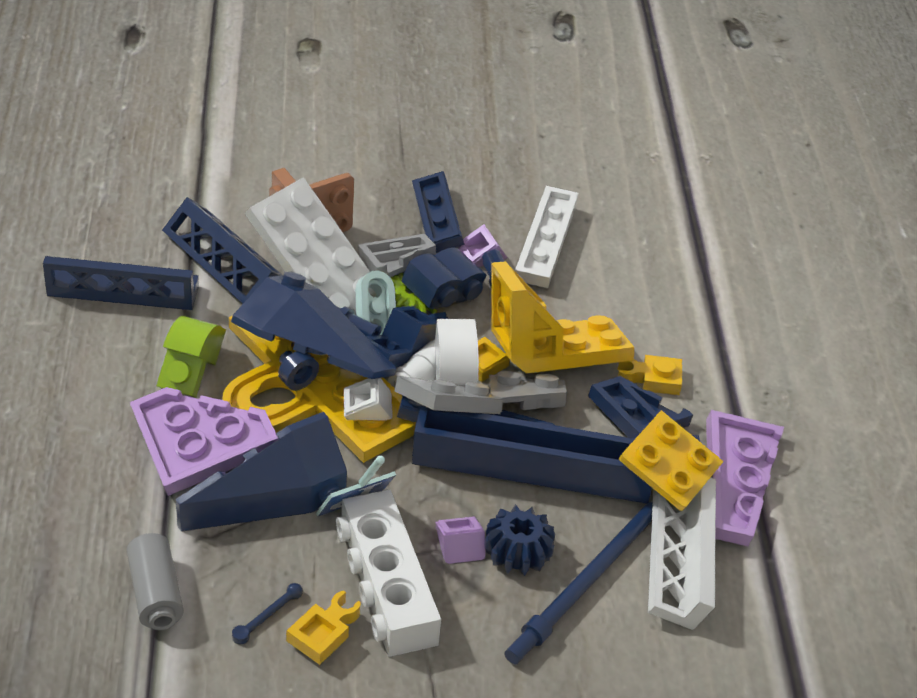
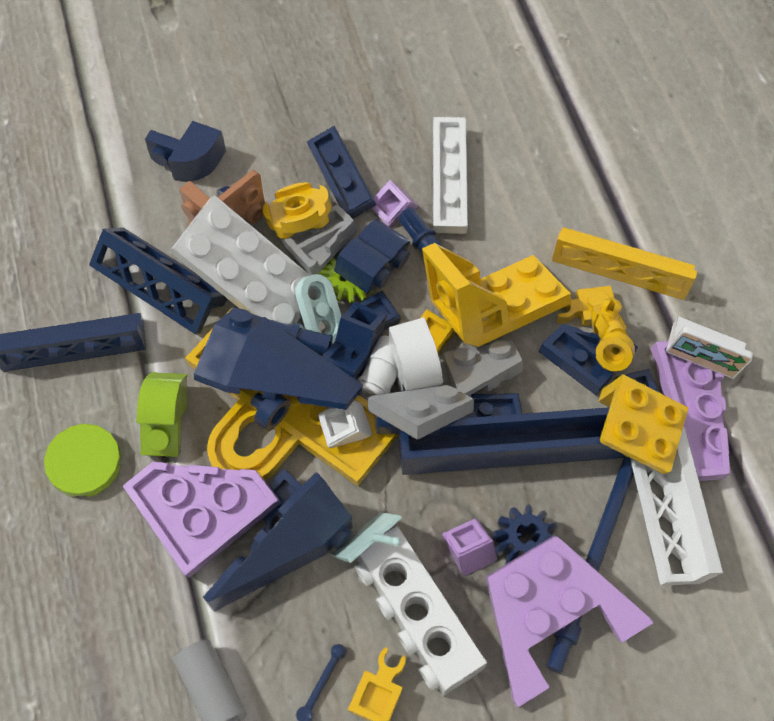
camera: 10 degrees left, 20 degrees up
(98, 378) = (82, 460): none -> lime tile
(301, 158) = (190, 157): none -> dark blue brick
(383, 226) = (297, 209): none -> yellow plate
(517, 581) = (542, 595): none -> lavender wing
(665, 389) = (615, 347): none -> yellow arm
(701, 344) = (624, 263): none -> yellow fence
(762, 424) = (708, 348): none -> panel

